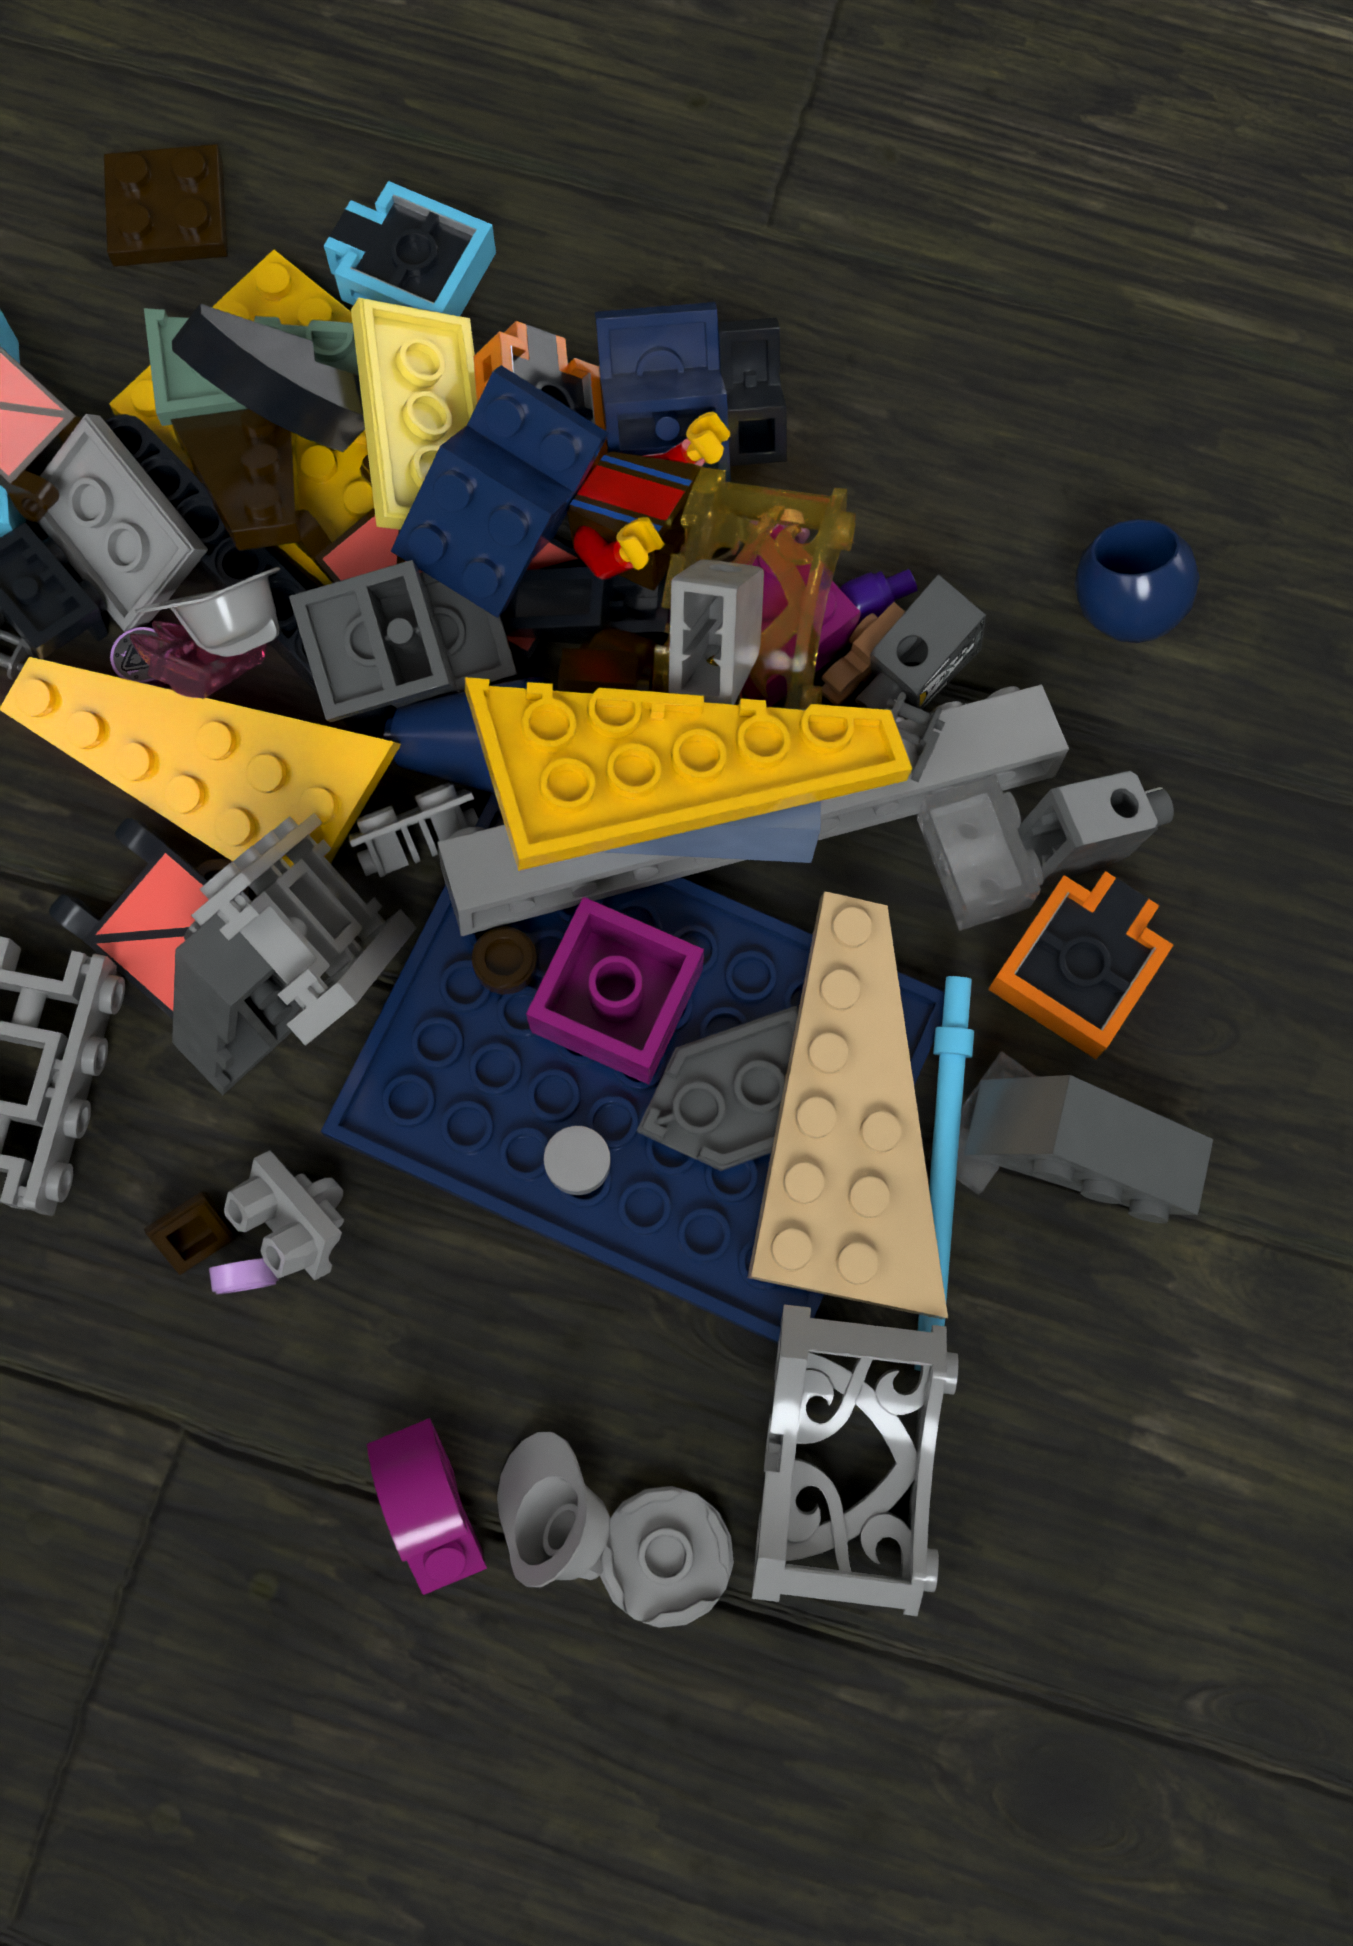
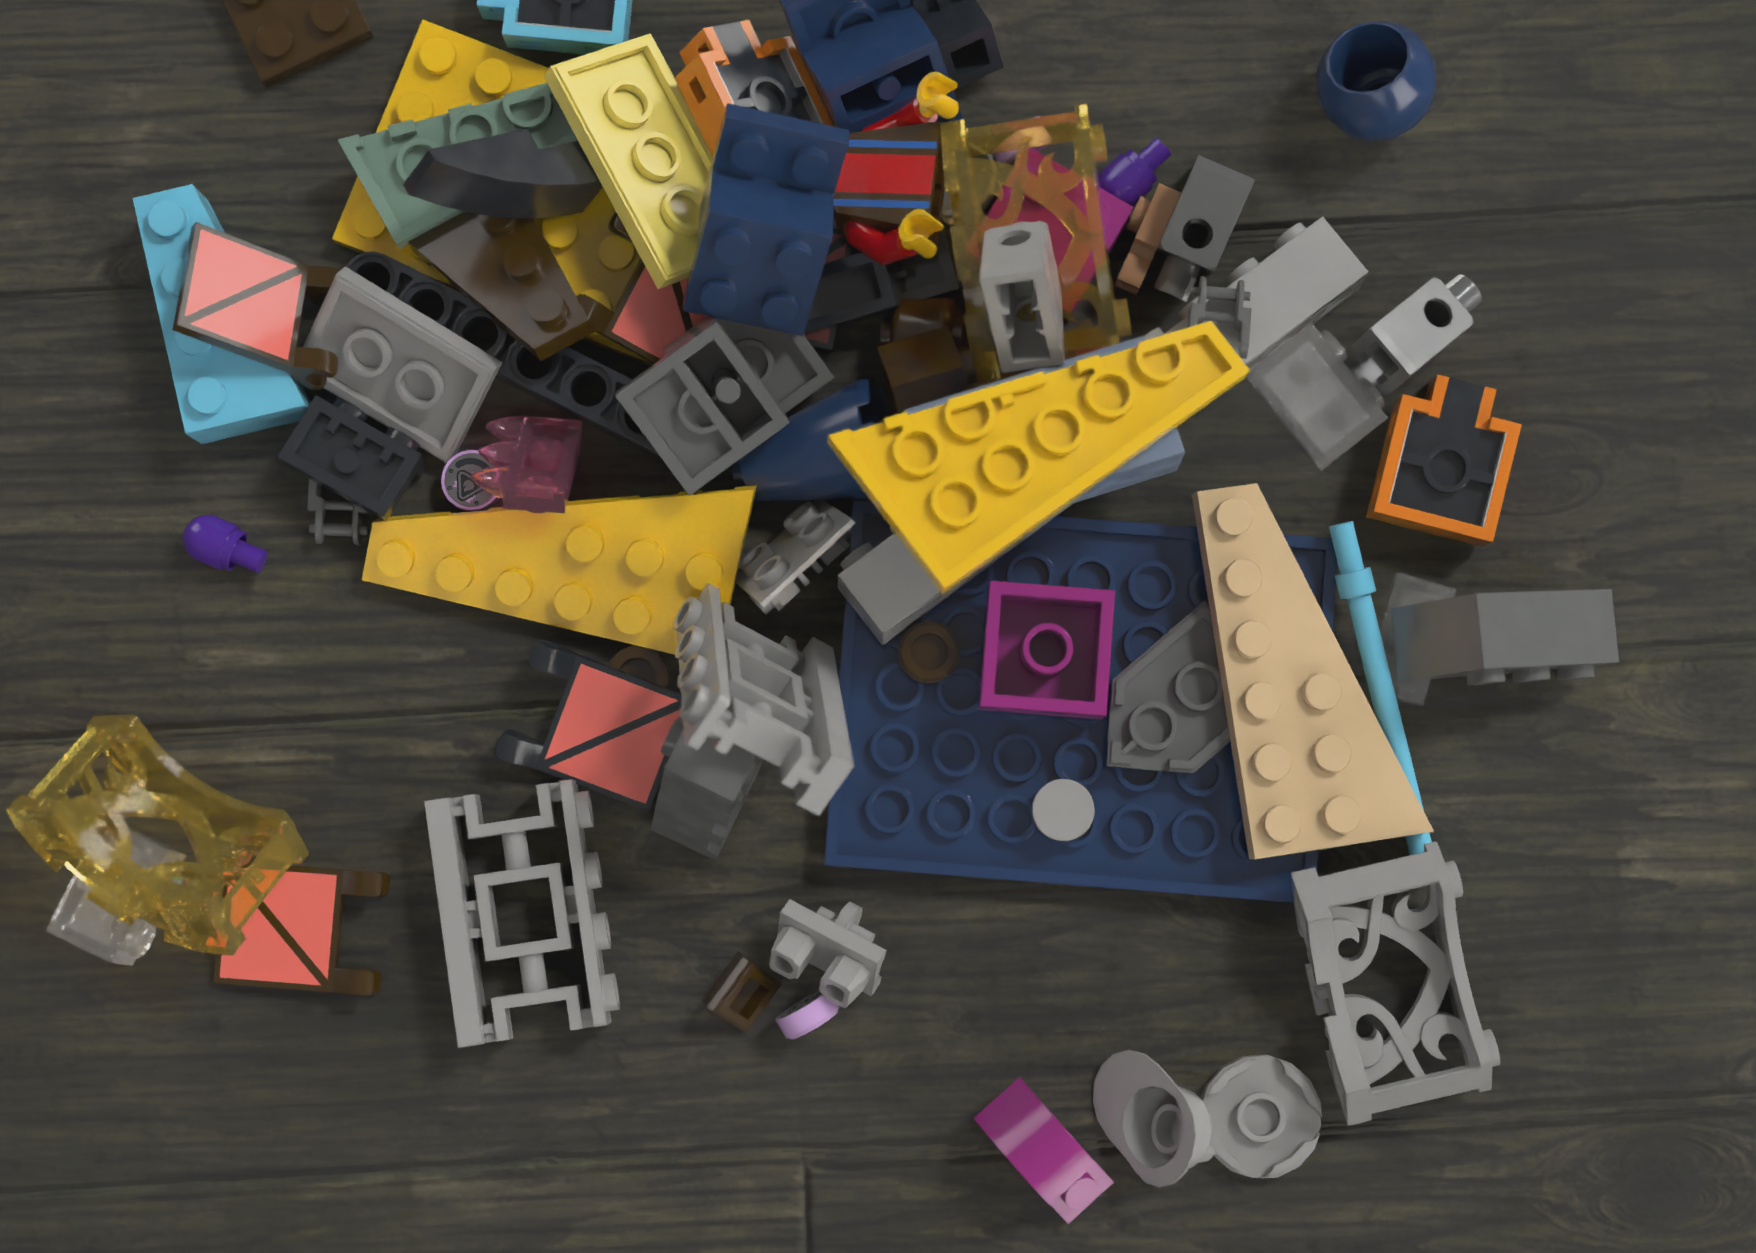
camera: 20 degrees left, 10 degrees up
(230, 618) = (546, 425): light grey piece -> none

